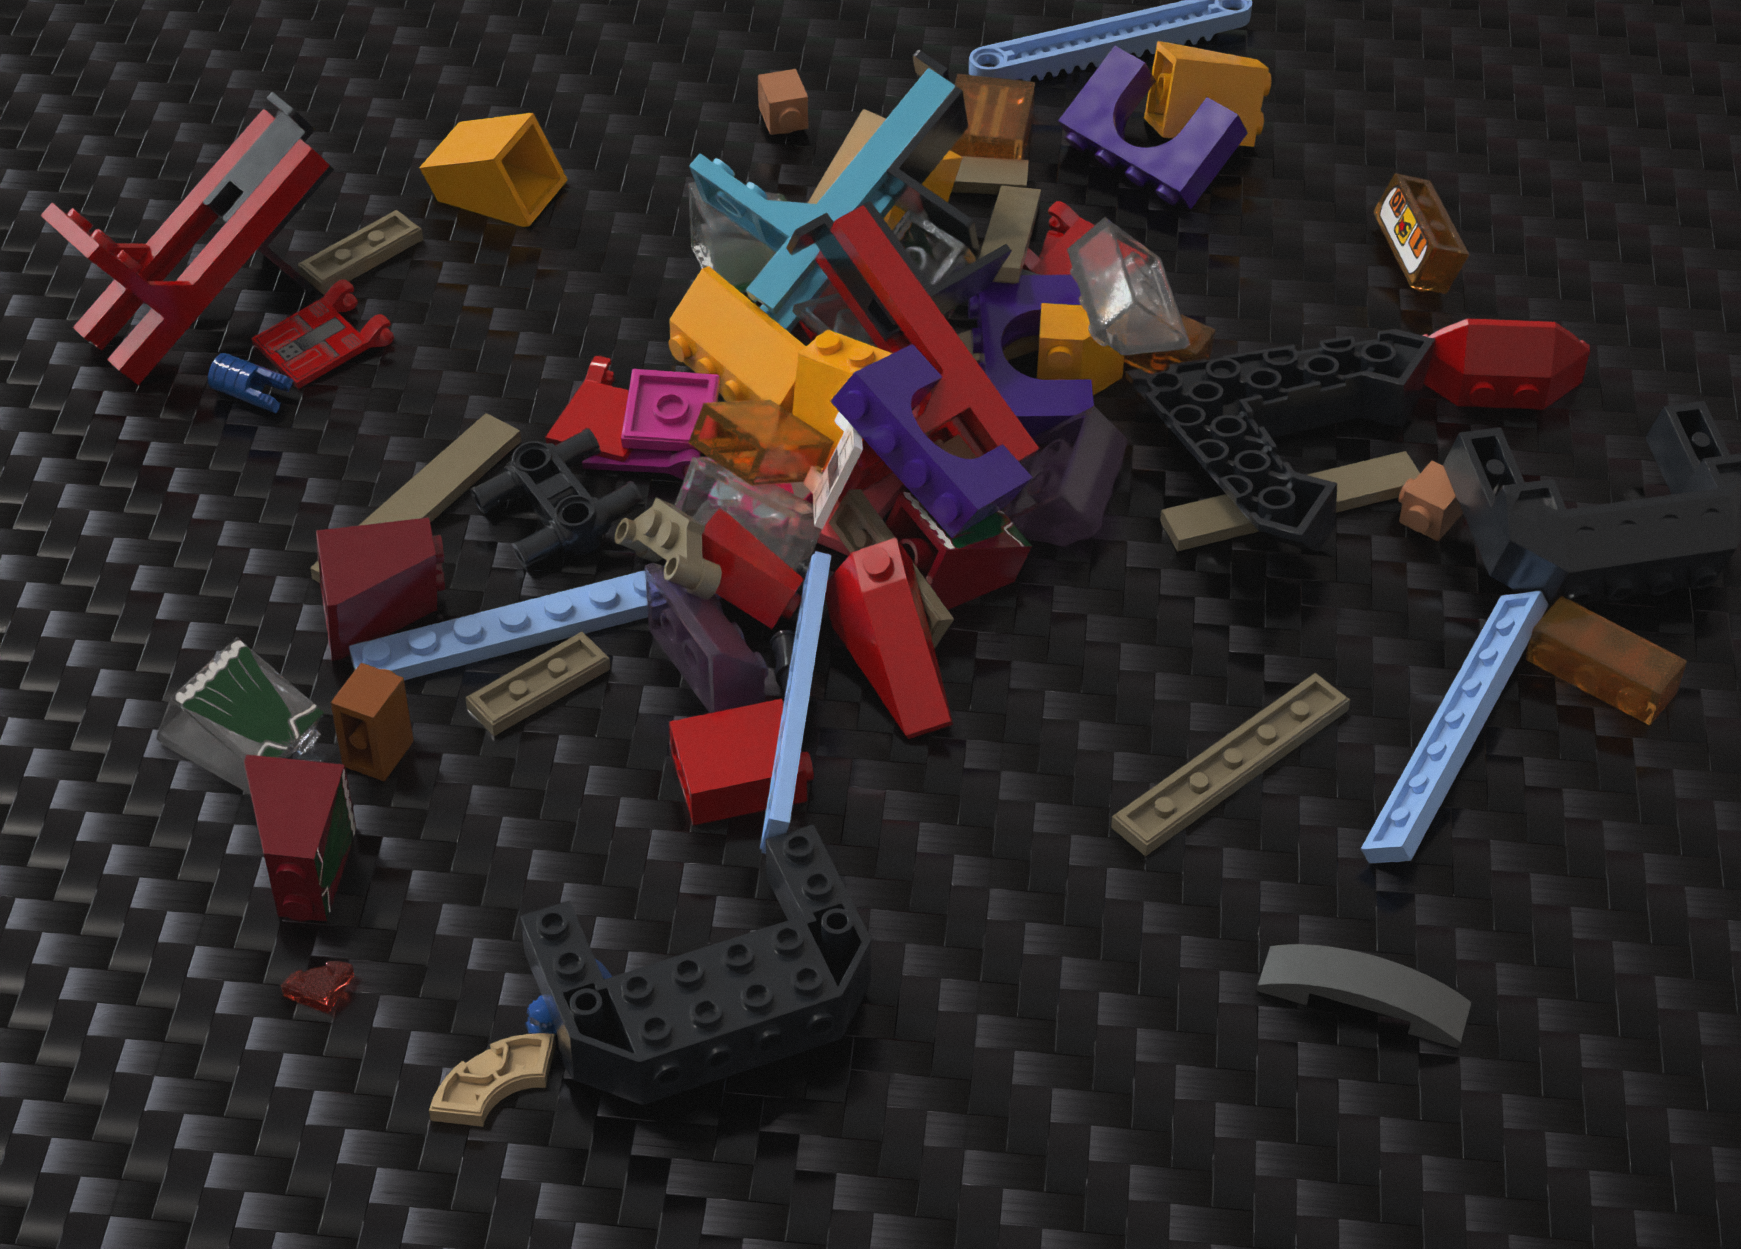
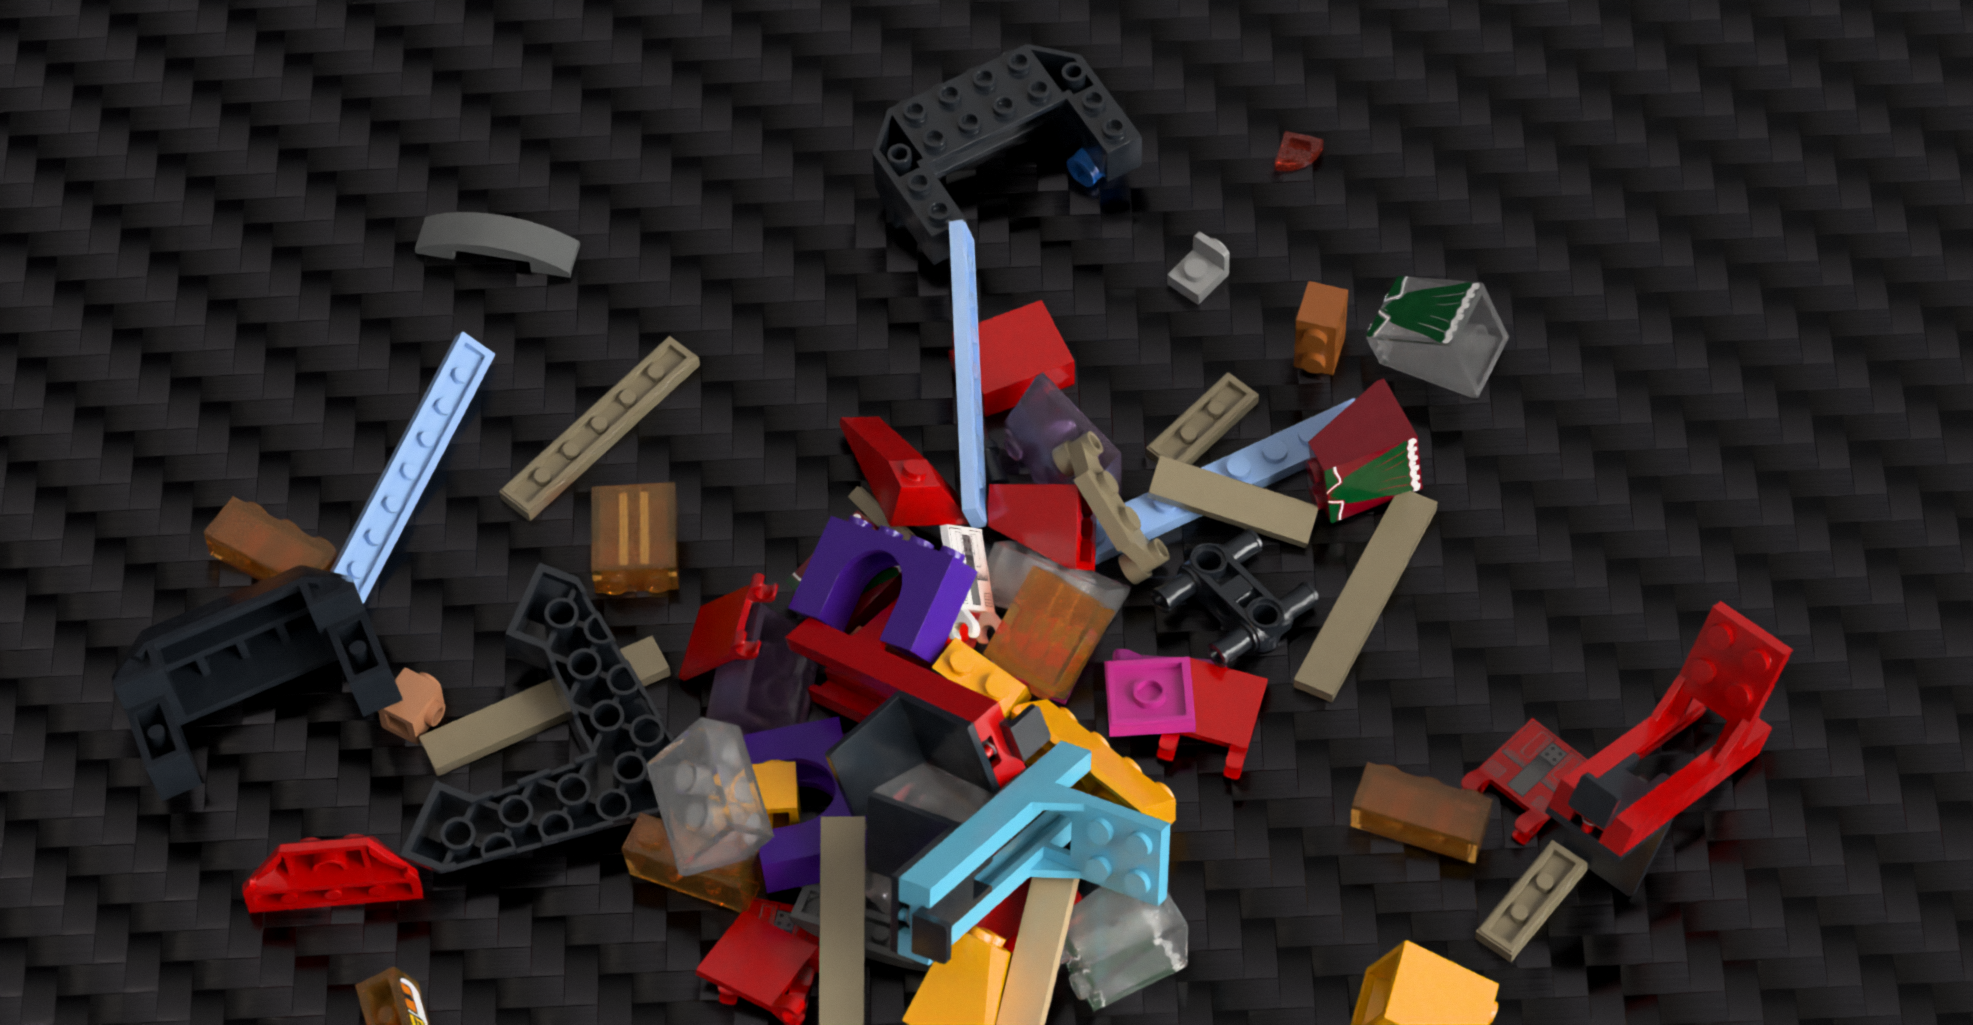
camera: 175 degrees right, 10 degrees up
(246, 381) = (1573, 698): blue hinge -> none
(303, 831) = (1350, 227): dark red slope -> none
(437, 308) = (1421, 812): none -> clear orange brick
(486, 1079) = (1152, 96): tan tile -> none
(488, 846) = (1201, 269): none -> light grey bracket
(532, 577) = (1232, 501): none -> dark tan tile
(1101, 505) = (720, 629): none -> red flag
(1195, 627) = (635, 538): none -> clear orange brick

